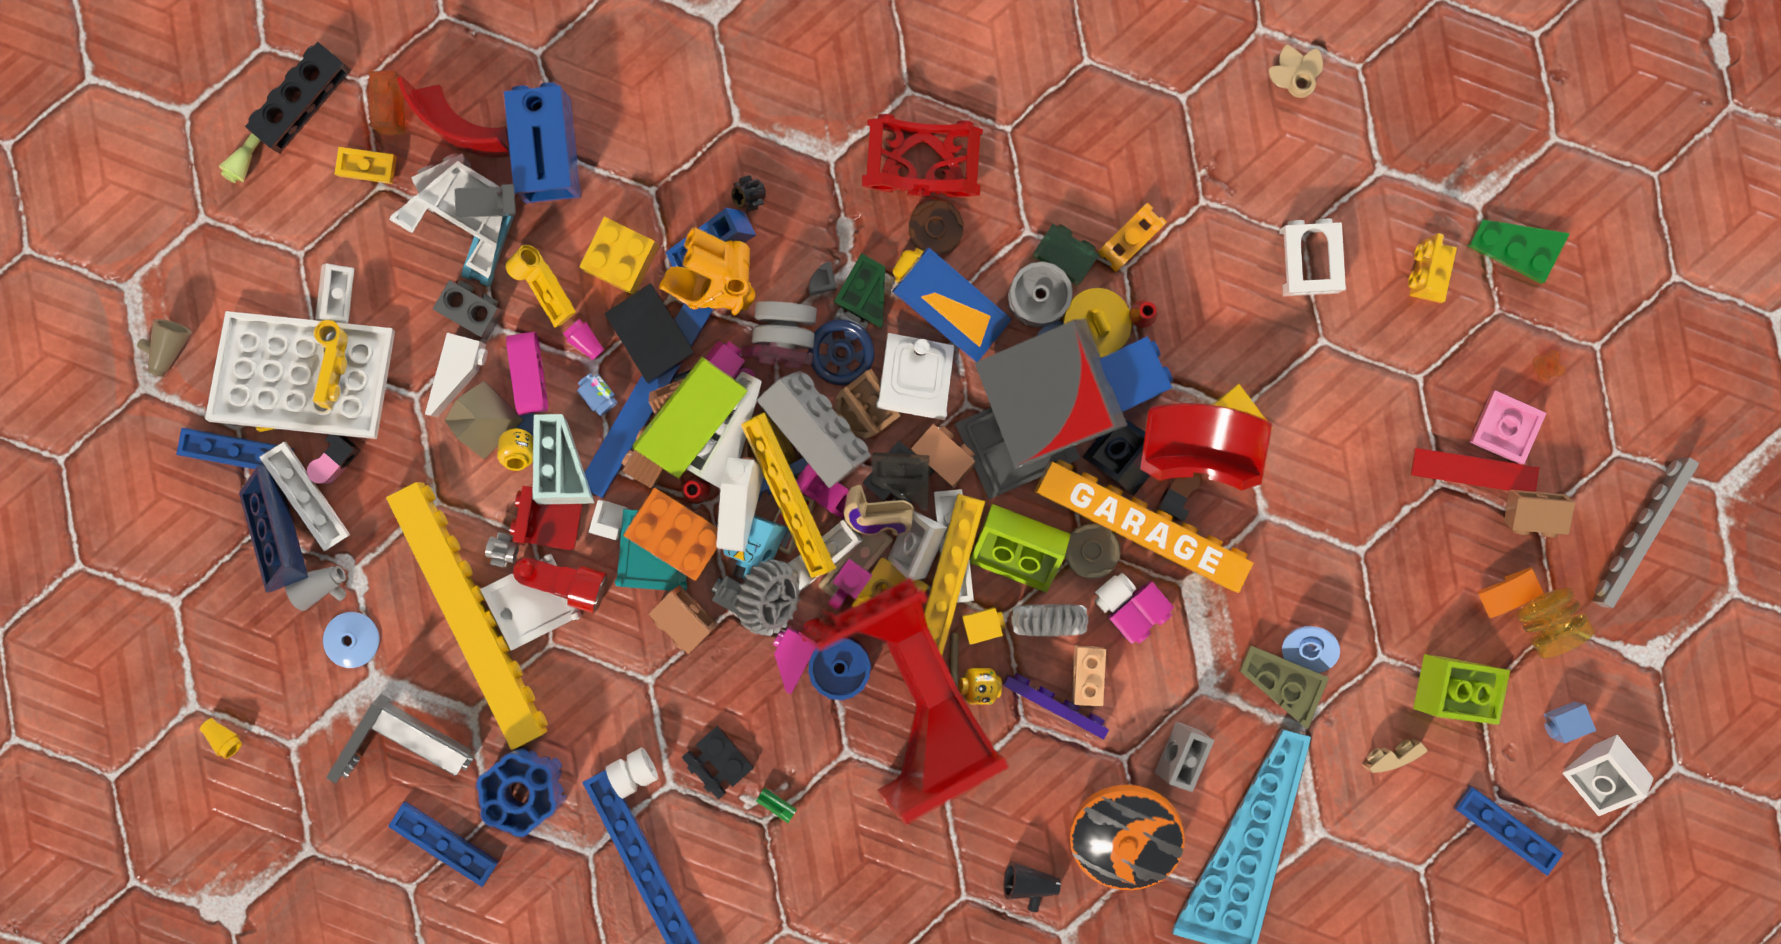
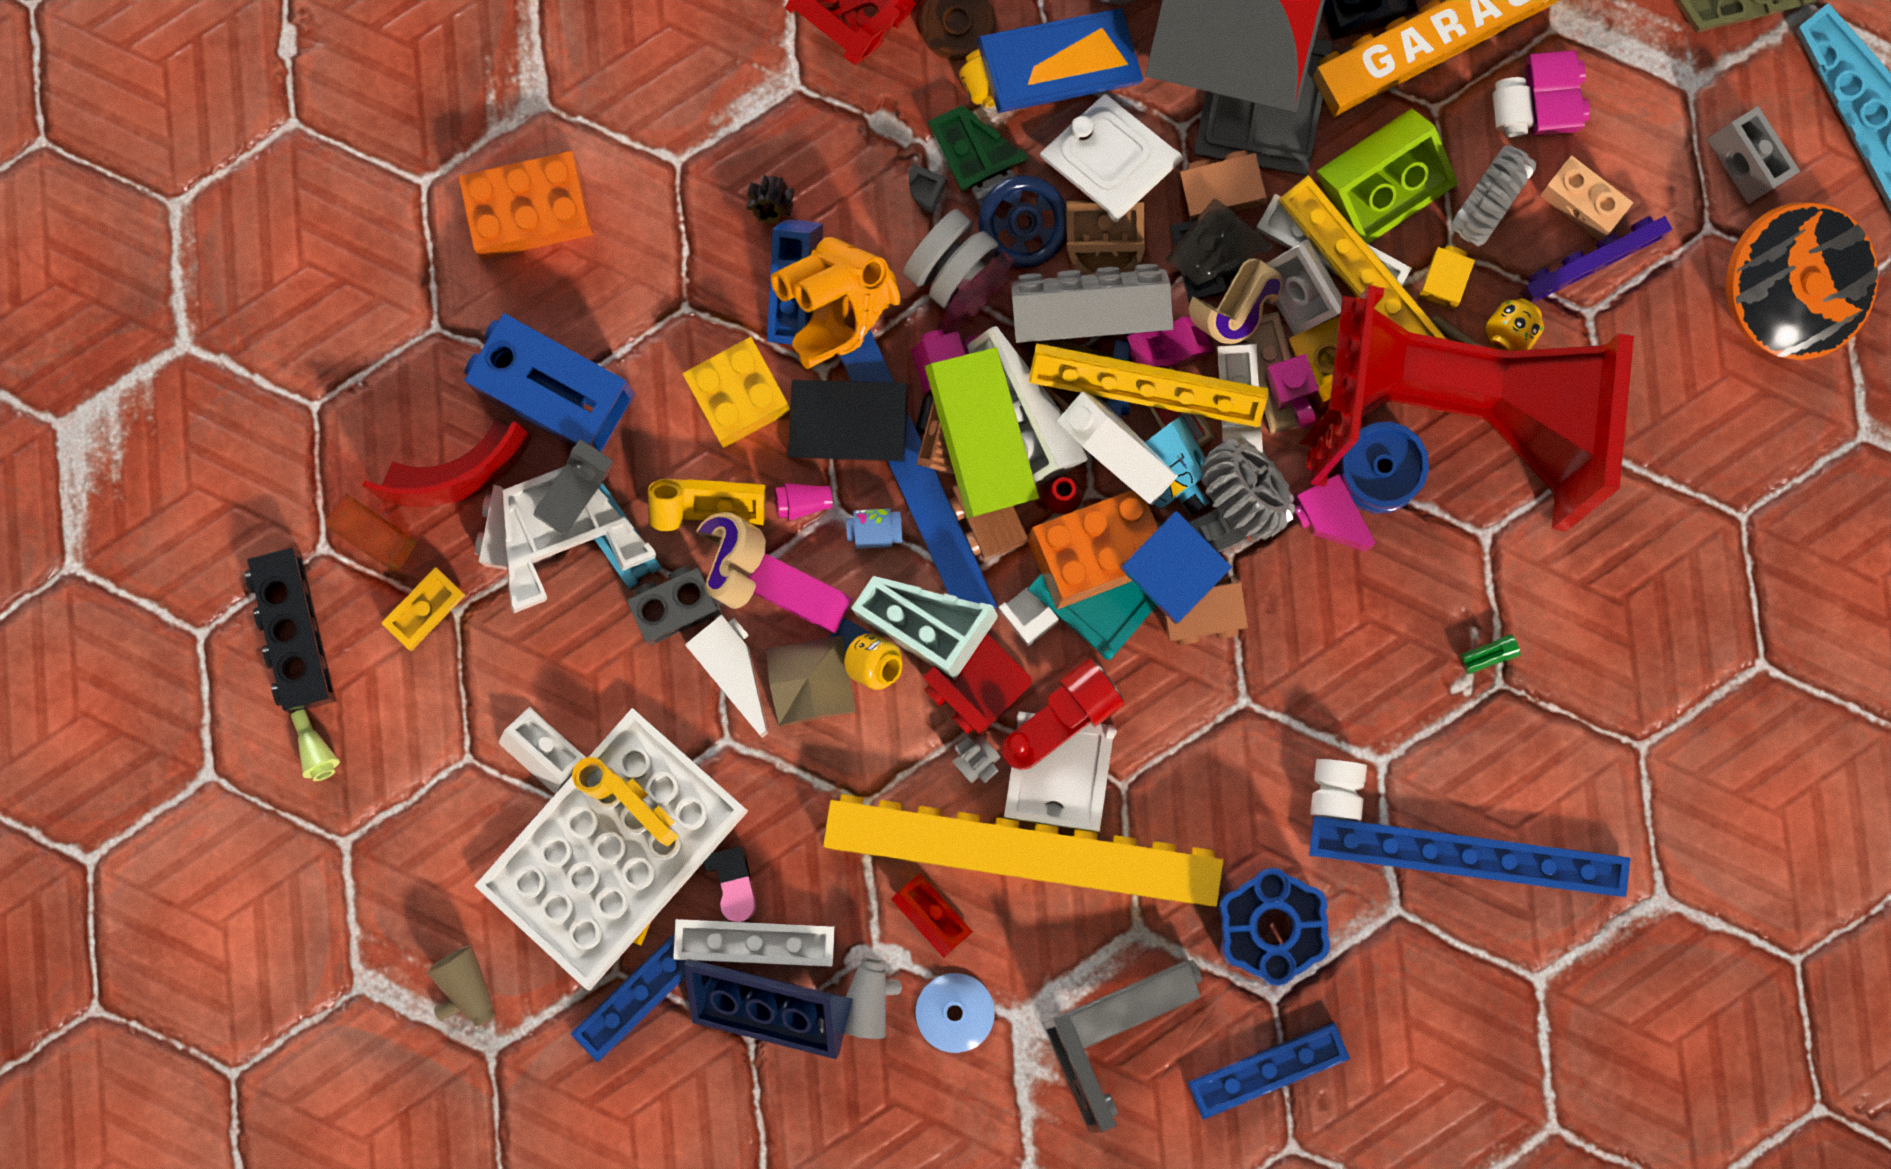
camera: 45 degrees left, 5 degrees down
(394, 587) = (931, 915): none -> red plate
(517, 326) = (737, 558): none -> tan animal
(643, 52) = (526, 205): none -> orange brick
(689, 588) = (1176, 567): none -> blue tile
(724, 756) = (1393, 675): black plate -> none
(1029, 883) = (1776, 430): black piece -> none
(1092, 551) = (1449, 99): dark tan tile -> none

